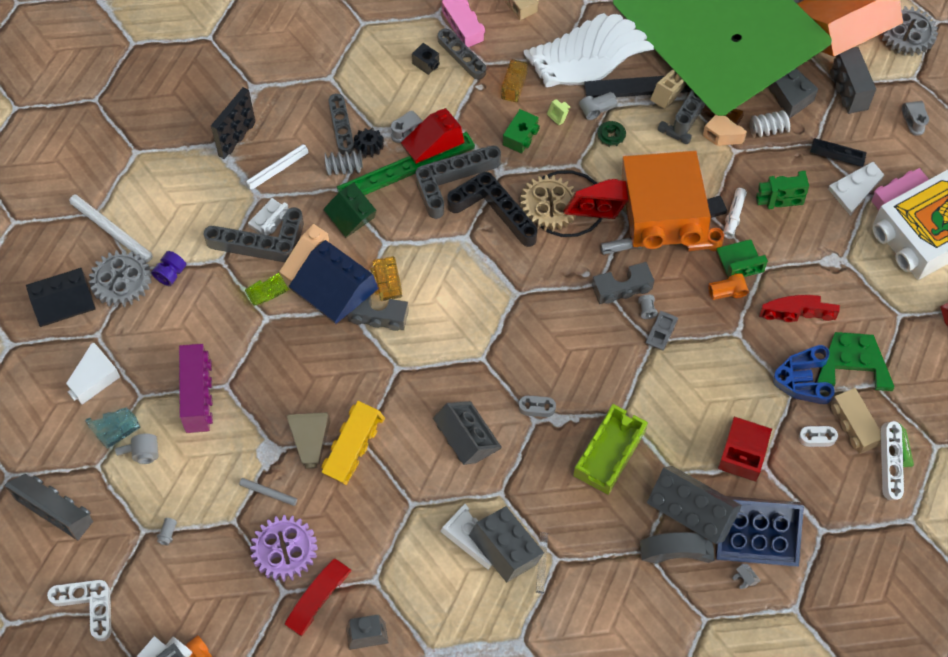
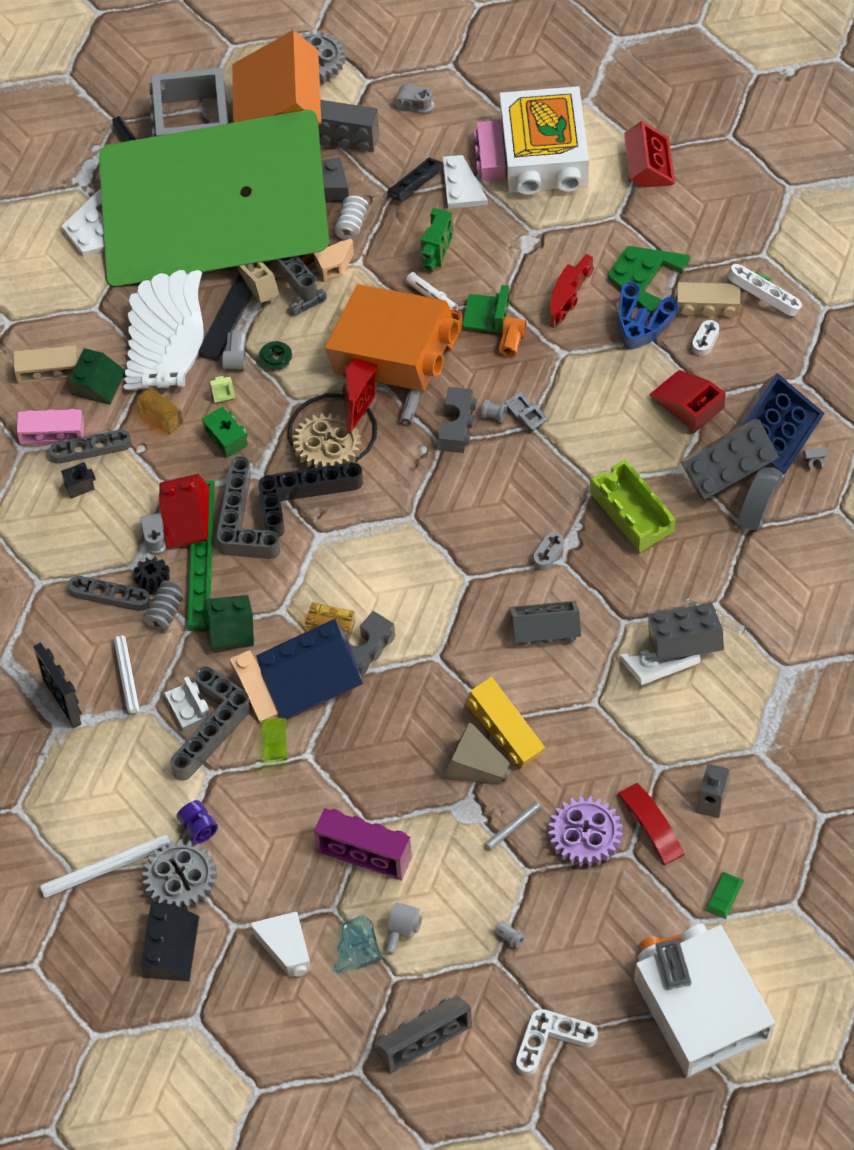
camera: 60 degrees left, 5 degrees down
(522, 27) = (96, 377): none -> dark green slope

